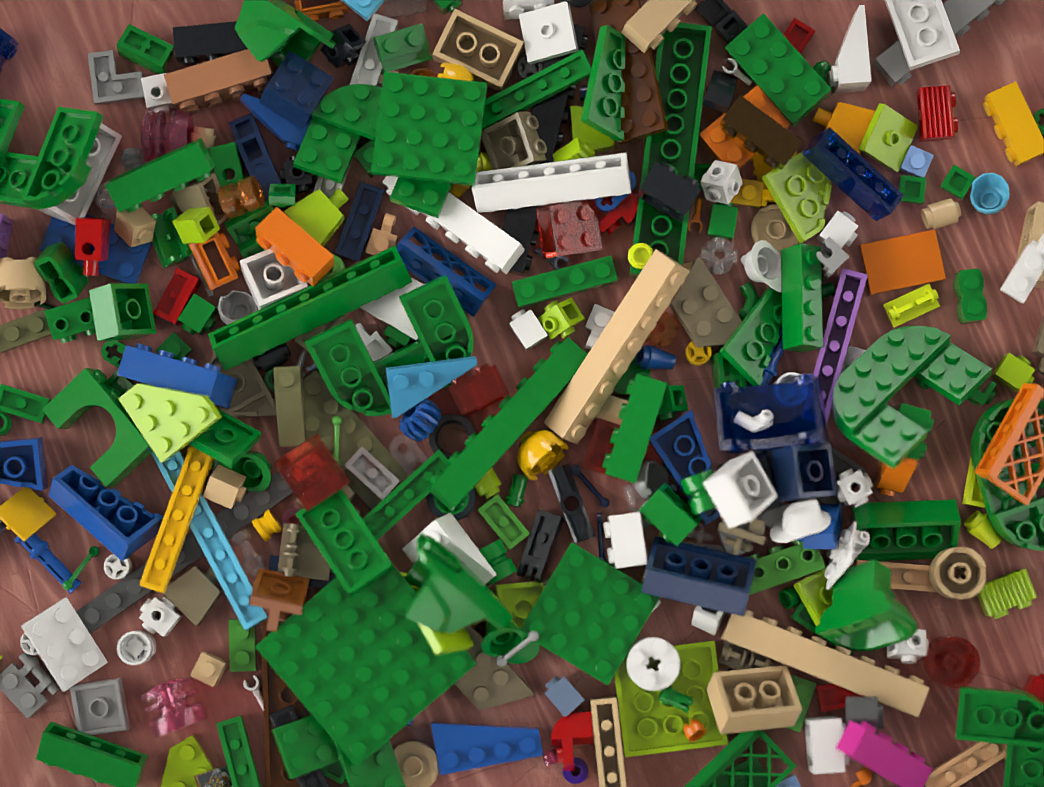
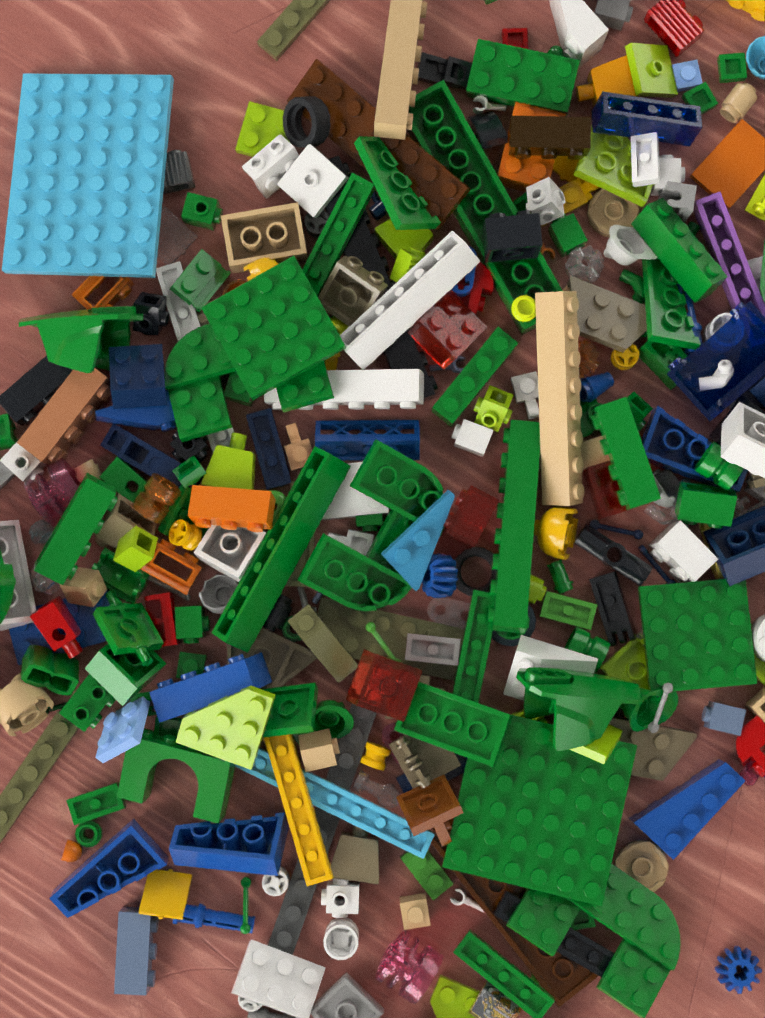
camera: 35 degrees left, 0 degrees up
(84, 359) = (122, 729): none -> light blue plate
(145, 283) = (128, 628): none -> green plate
(243, 242) = (185, 534): none -> yellow wheel
(827, 206) = (645, 159): none -> white plate

